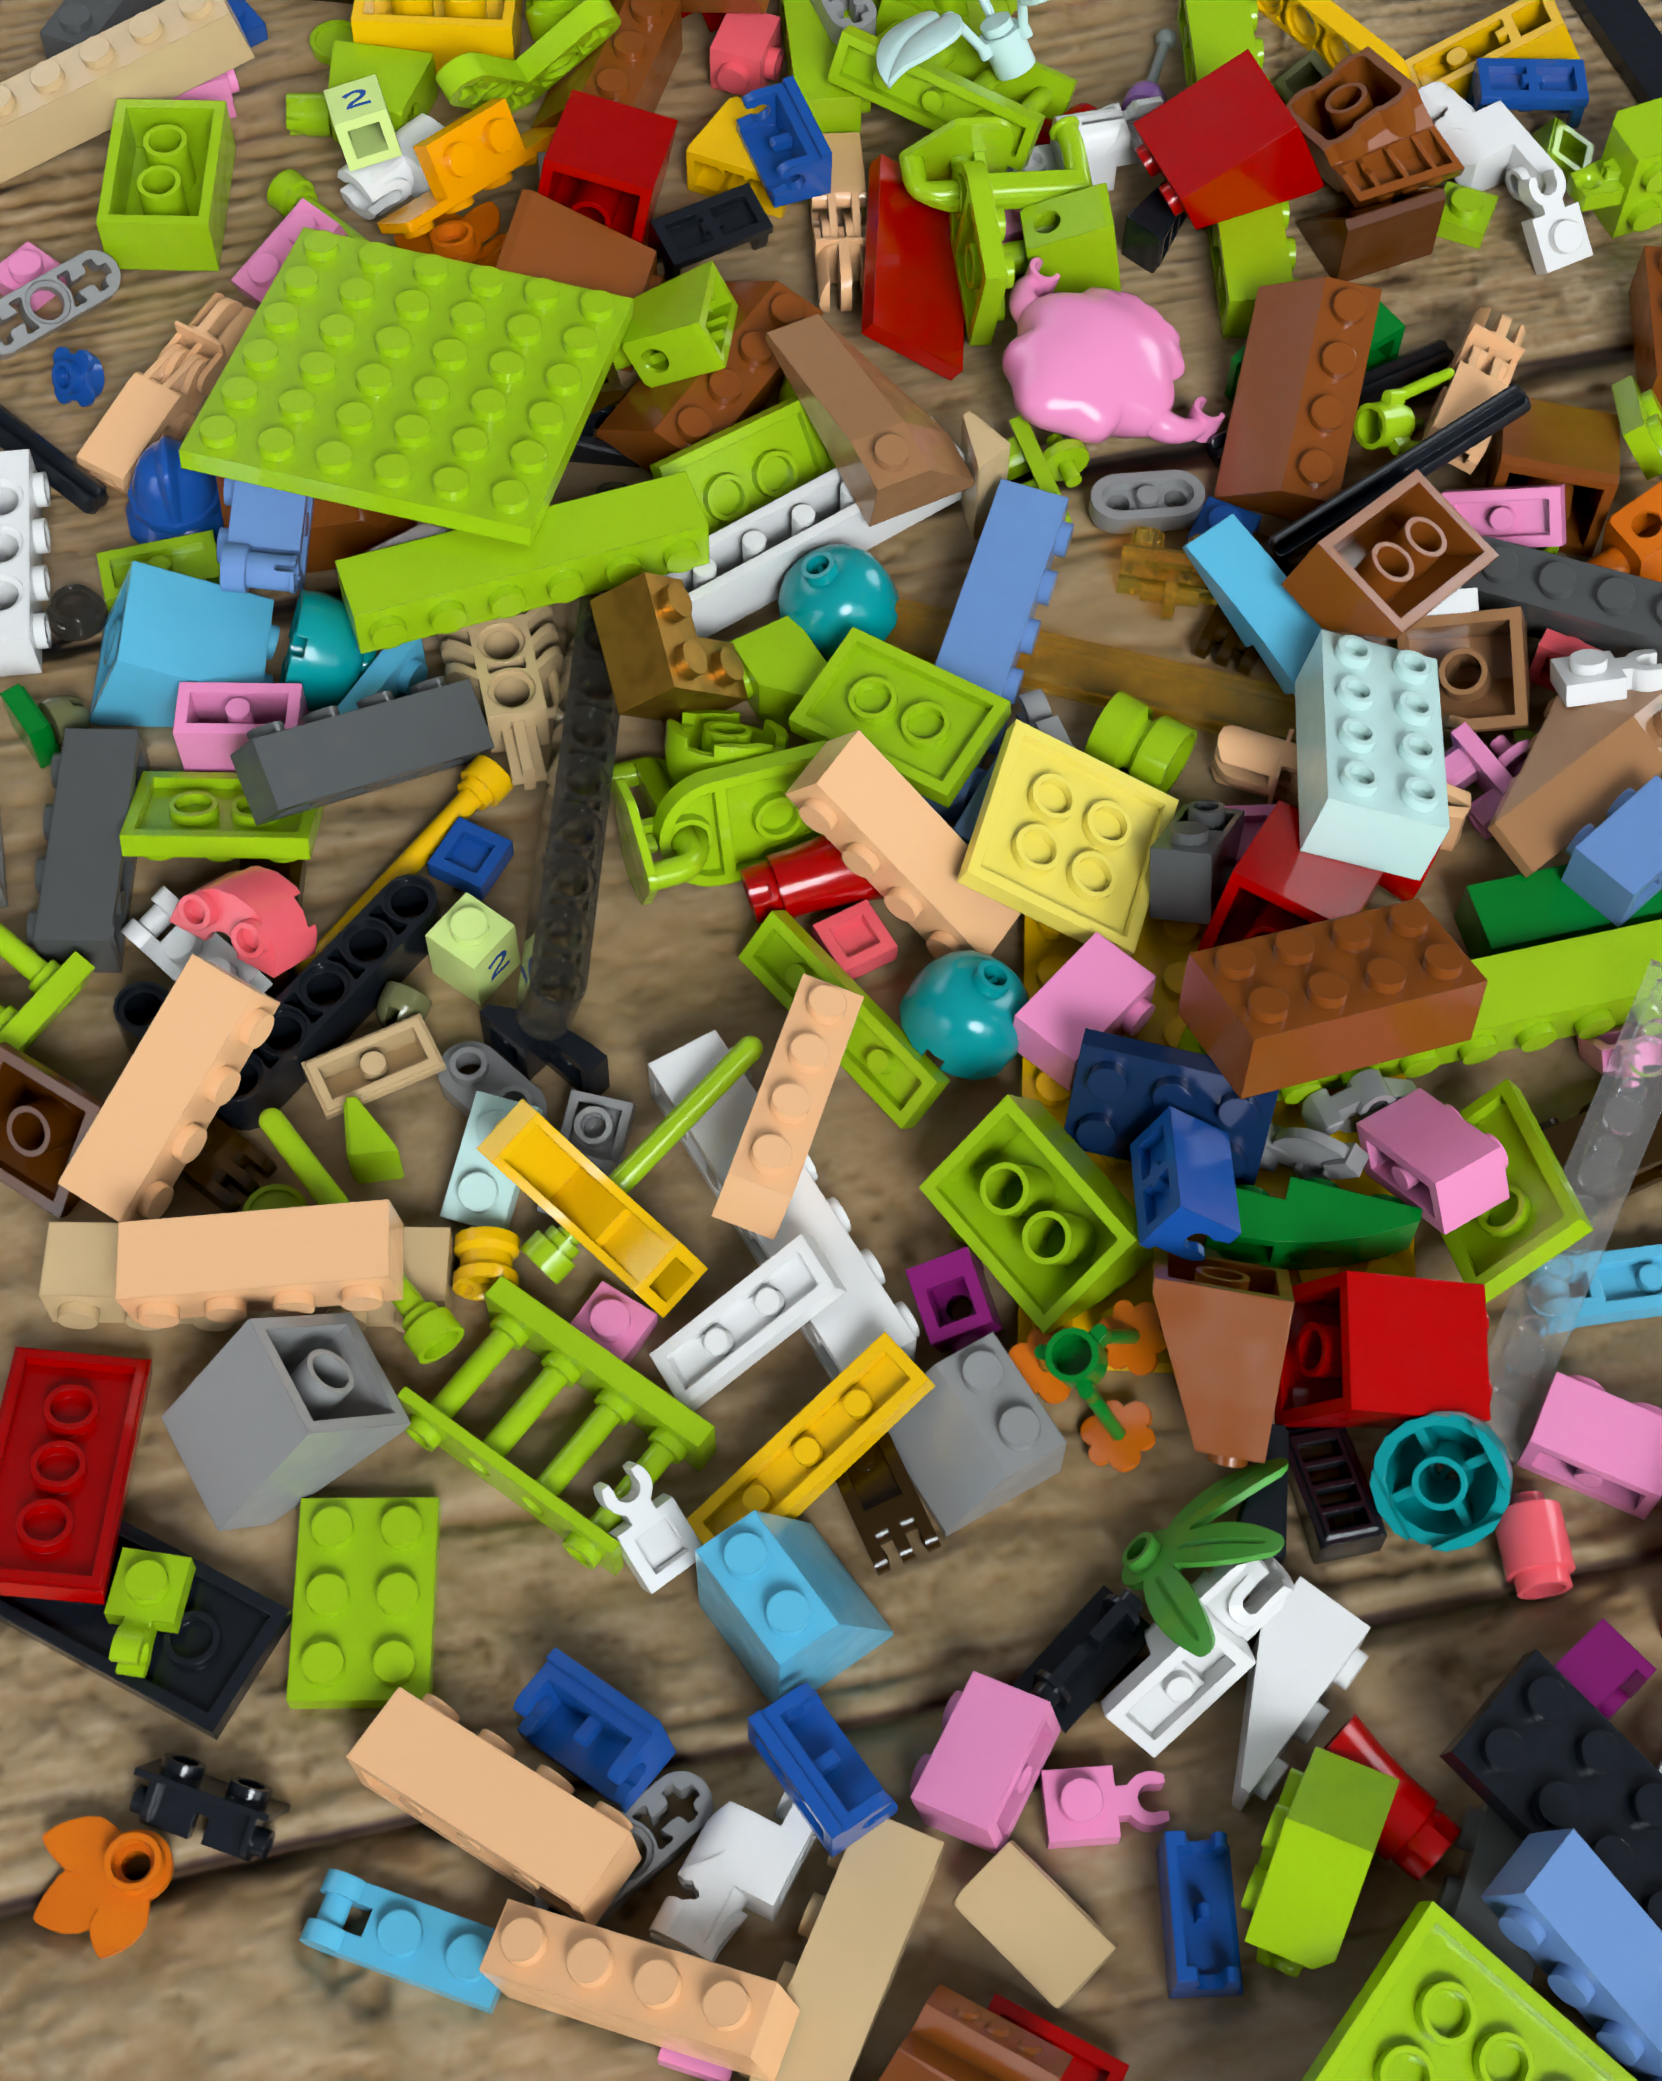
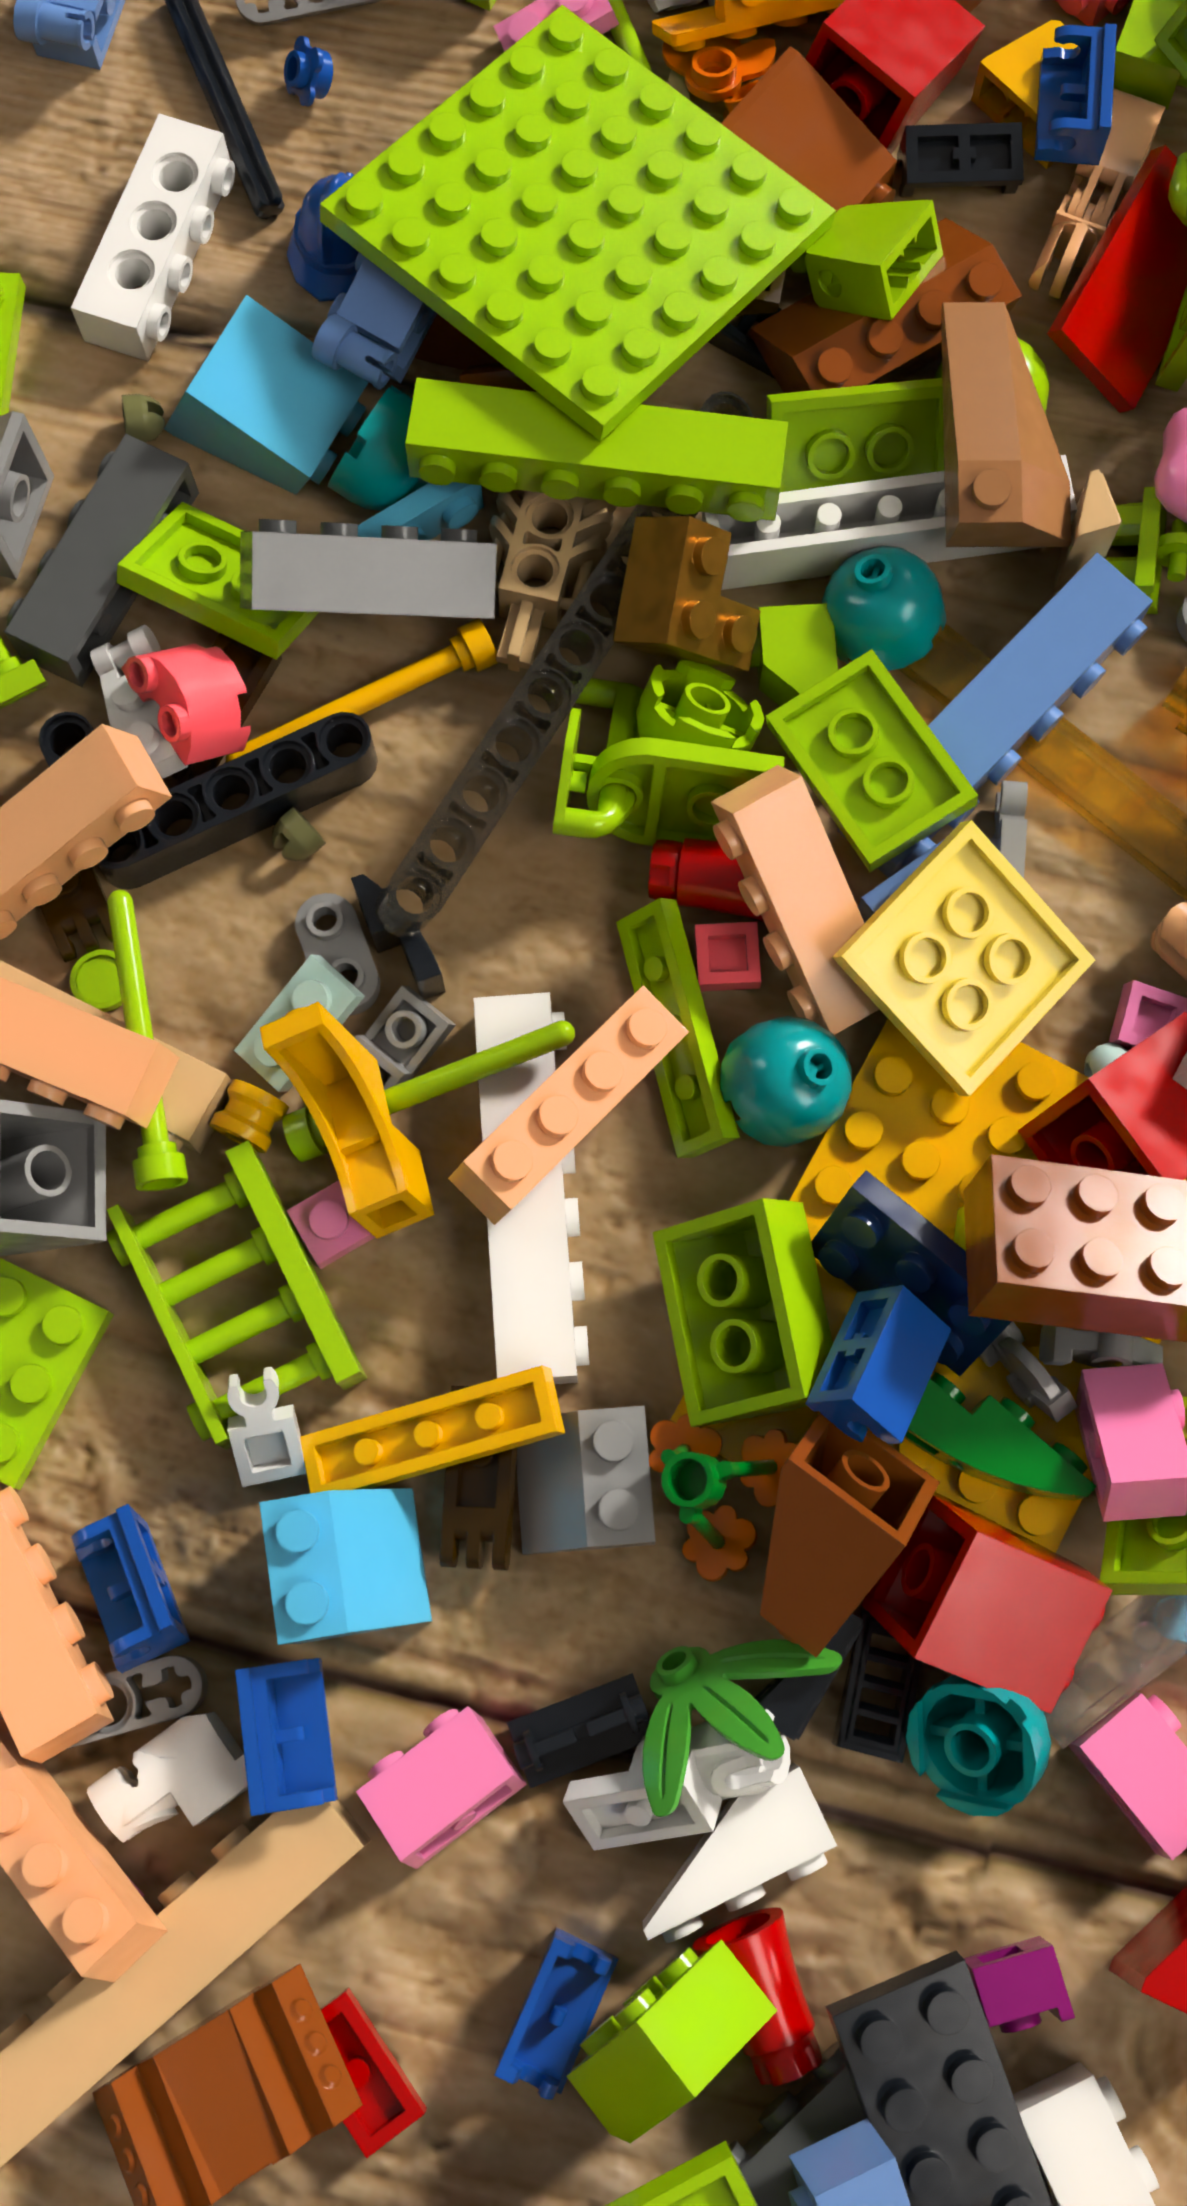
camera: 30 degrees right, 15 degrees up
(30, 724) = (105, 411): green tile -> none
(76, 613) = (199, 316): clear smoke plate -> none
(167, 393) = (367, 124): light nougat arm -> none
(186, 554) = (292, 297): lime plate -> none
(217, 715) = (266, 484): bright pink brick -> none
(368, 1147) = (200, 954): lime slope -> none
(373, 1065) = (242, 883): tan slope -> none
(470, 858) = (426, 716): blue plate -> none
(473, 948) = (381, 808): yellowish green brick -> none
(747, 1322) = (438, 1287): white plate -> none
(943, 1283) = (618, 1336): magenta brick -> none
(1035, 1924) = (409, 1949): tan slope -> none
(1087, 1807) = (514, 1861): bright pink plate -> none
(1092, 990) = (894, 1131): bright pink brick -> none
(1133, 741) = (1093, 880): lime wheel -> none
(1194, 861) = (1077, 1030): dark grey slope -> none
(1535, 1546) = (1035, 1838): coral brick -> none

